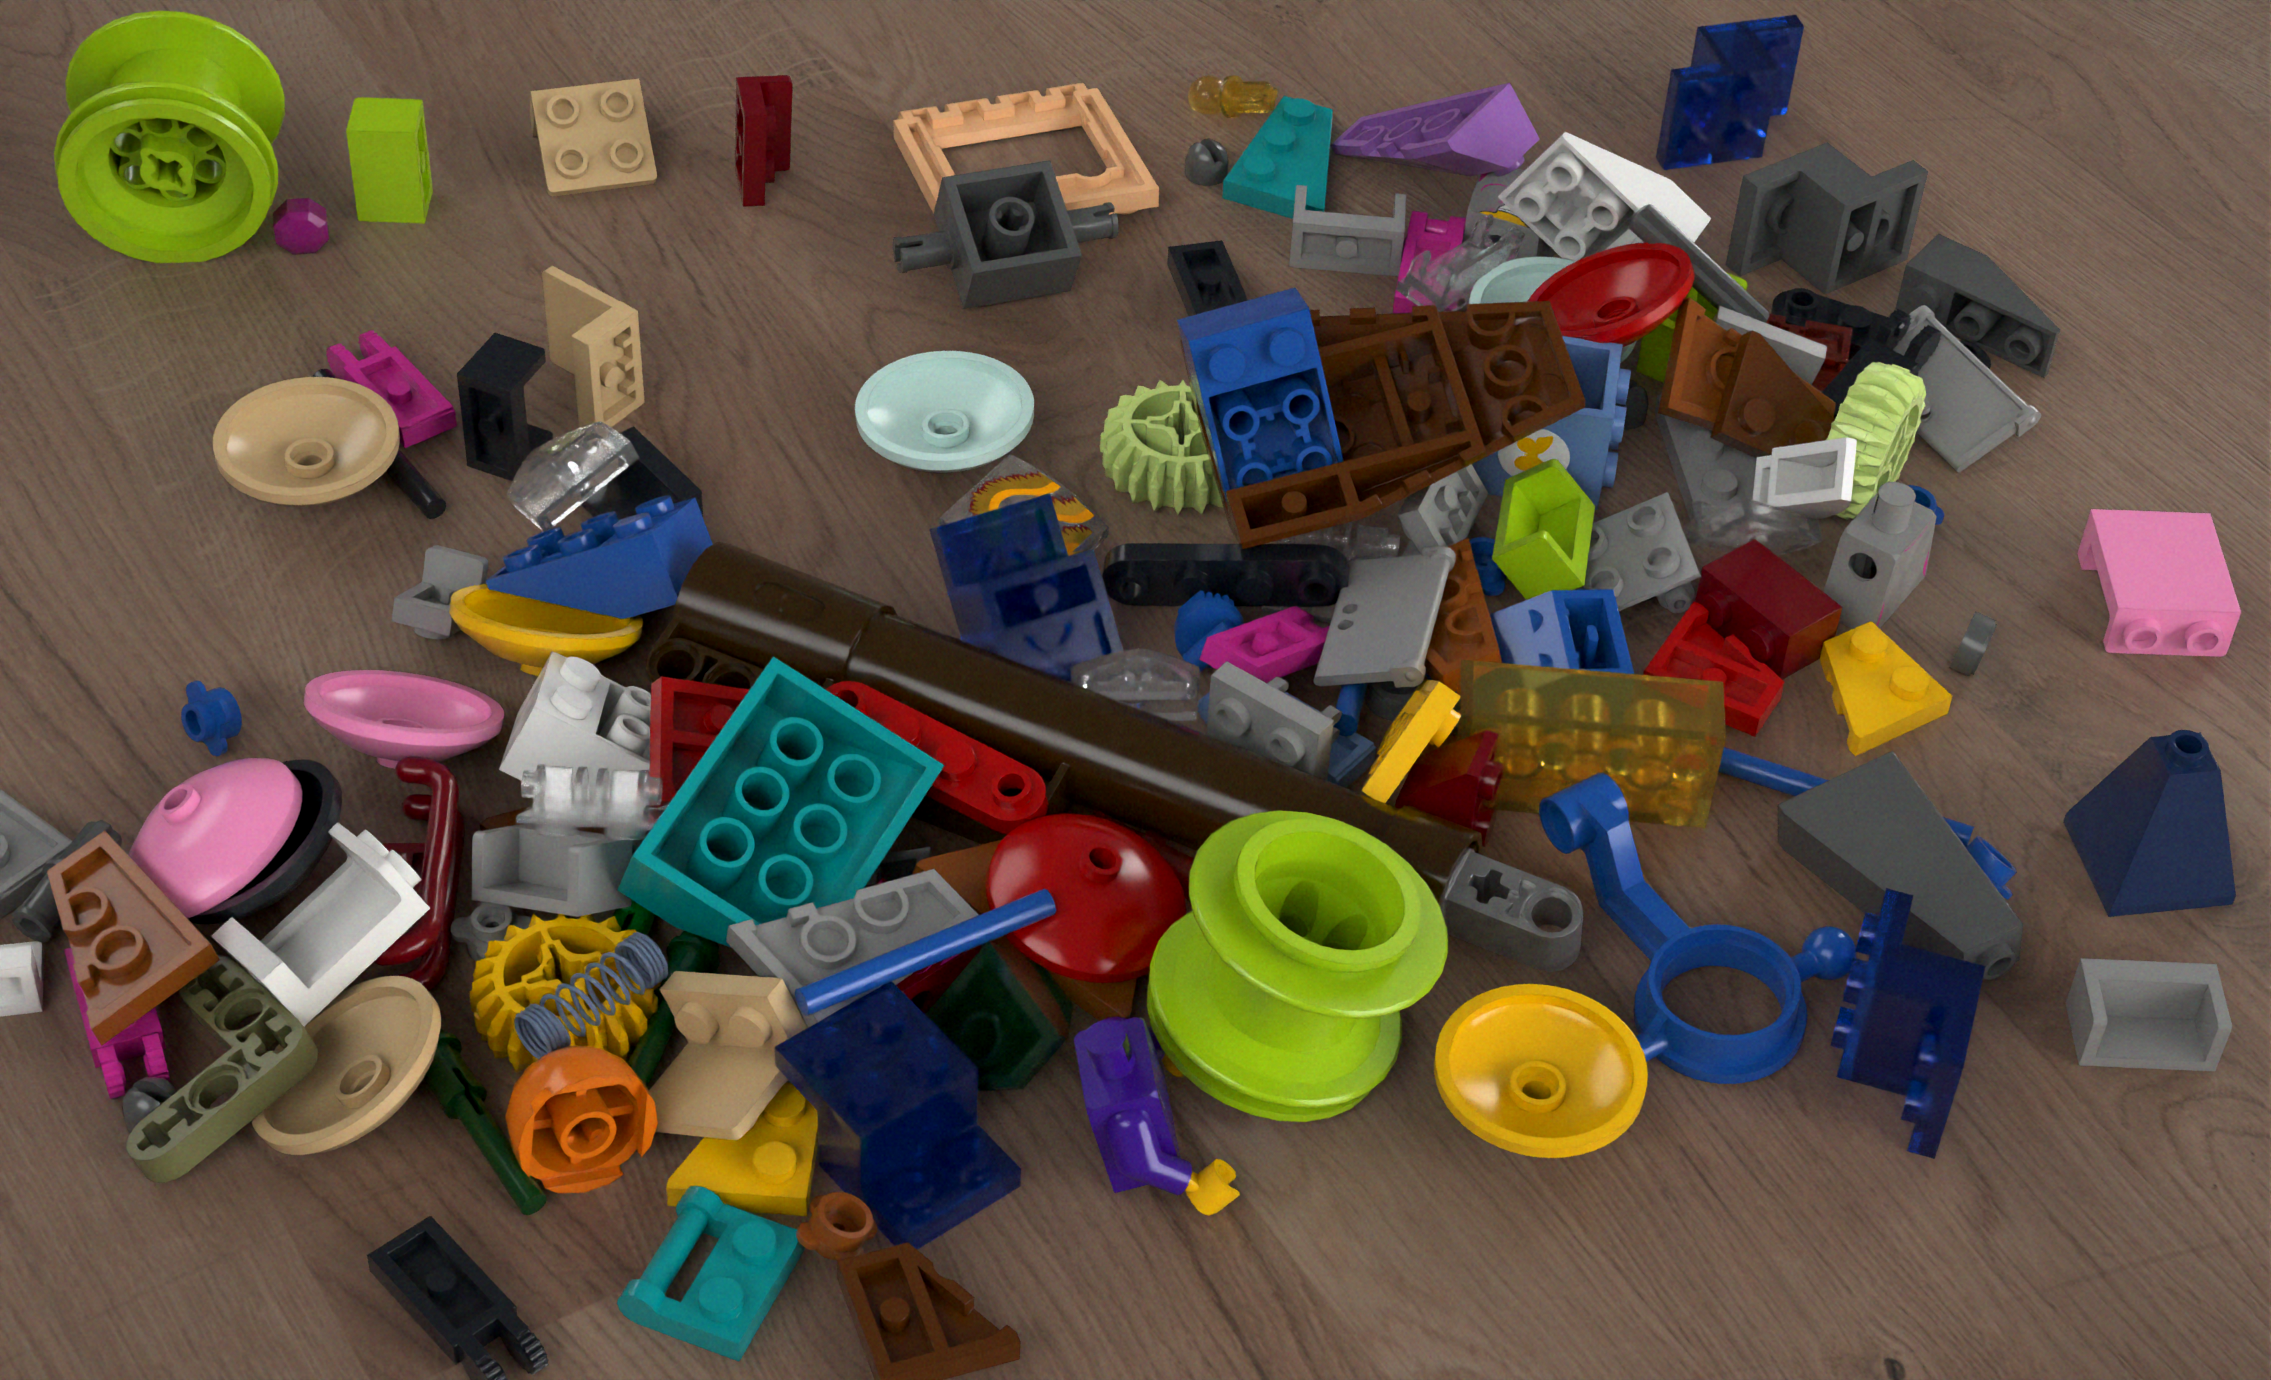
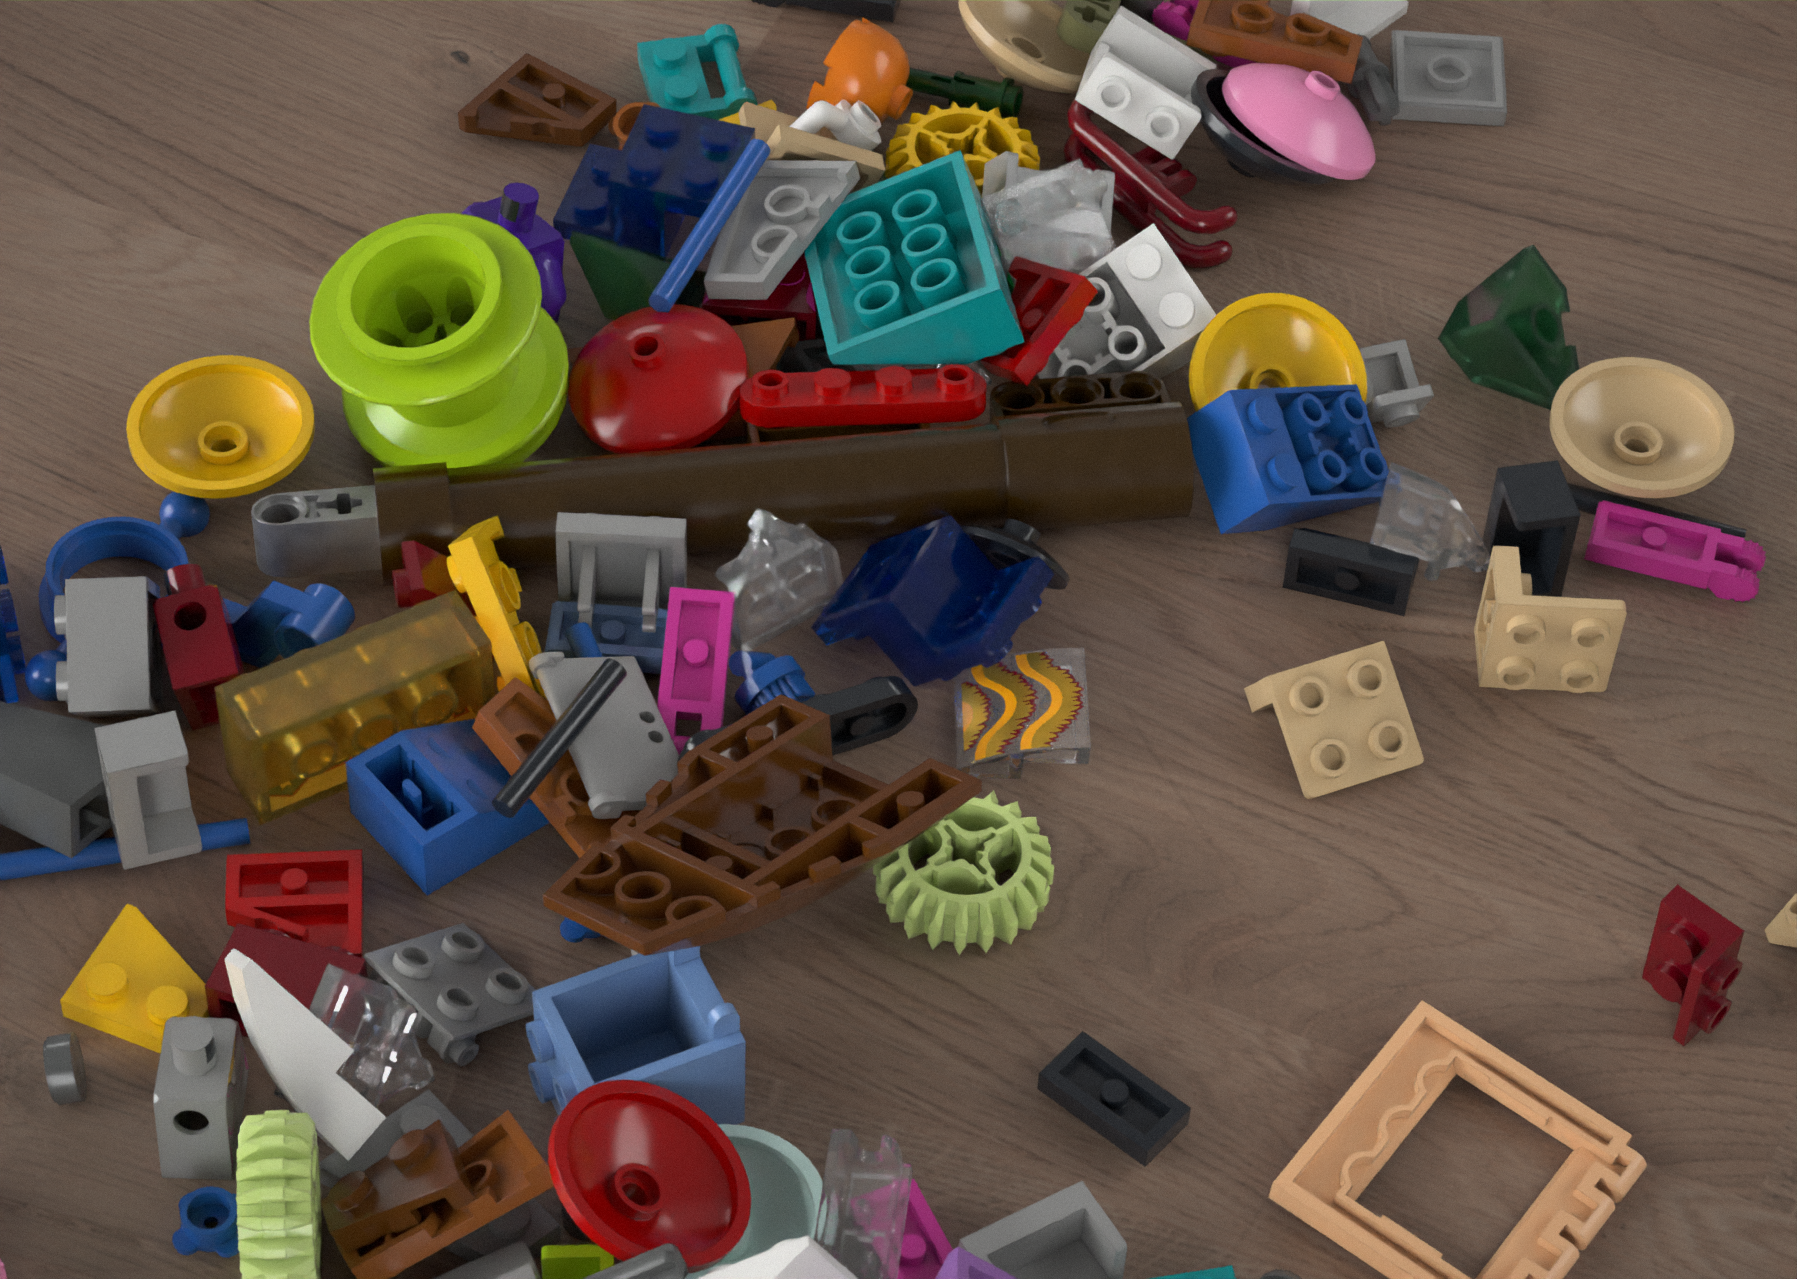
camera: 145 degrees right, 5 degrees up
(211, 716) = (1427, 218): blue plate -> none
(291, 578) = (1512, 331): none -> clear green slope
(402, 714) = (1303, 232): bright pink dish -> none
(641, 960) = (916, 94): sand blue piece -> none
(654, 1047) = (849, 124): none -> white plate
(783, 416) = (1341, 719): none -> tan bracket
(933, 585) = (1014, 545): none -> black dish
(944, 411) = (1186, 750): light aqua dish -> none
(1006, 235) = (1334, 984): dark grey brick -> none
(1261, 389) = (862, 747): blue slope -> none
(1447, 595) = (559, 738): none -> black bar
(1544, 530) = (531, 940): lime panel -> none
(1697, 840) = (196, 642): none -> dark red torso
(1783, 864) = (110, 647): none -> light grey brick
(1815, 728) = (148, 789): none -> light grey panel

